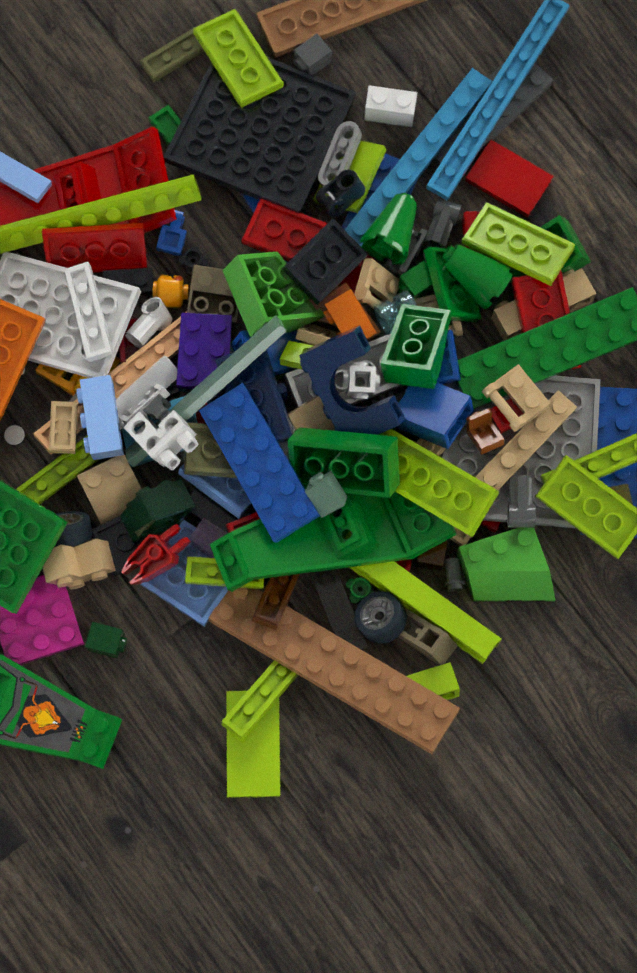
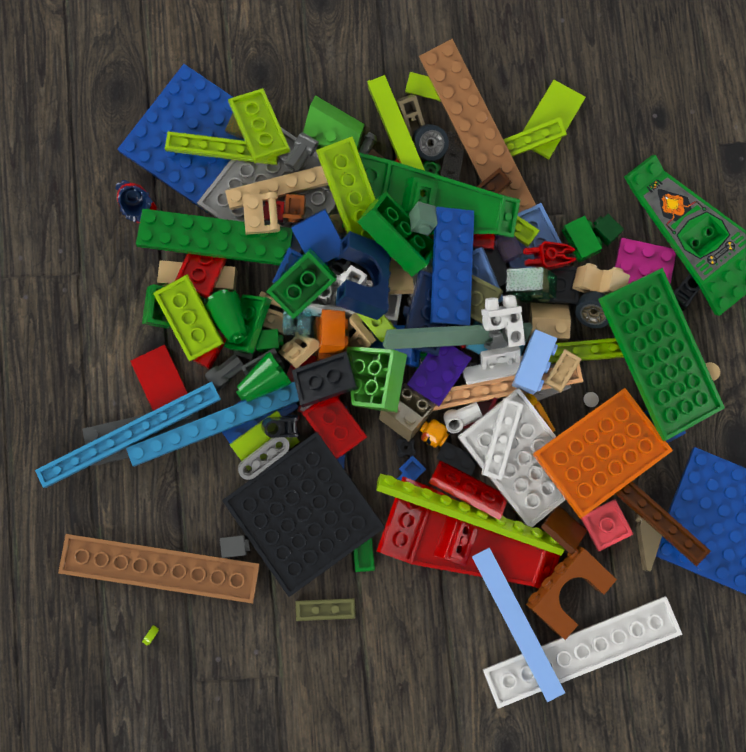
camera: 145 degrees left, 5 degrees up
(129, 610) = (582, 238): none -> green brick
(238, 58) = (287, 574): lime tile -> none
(390, 106) = (205, 475): white brick -> none

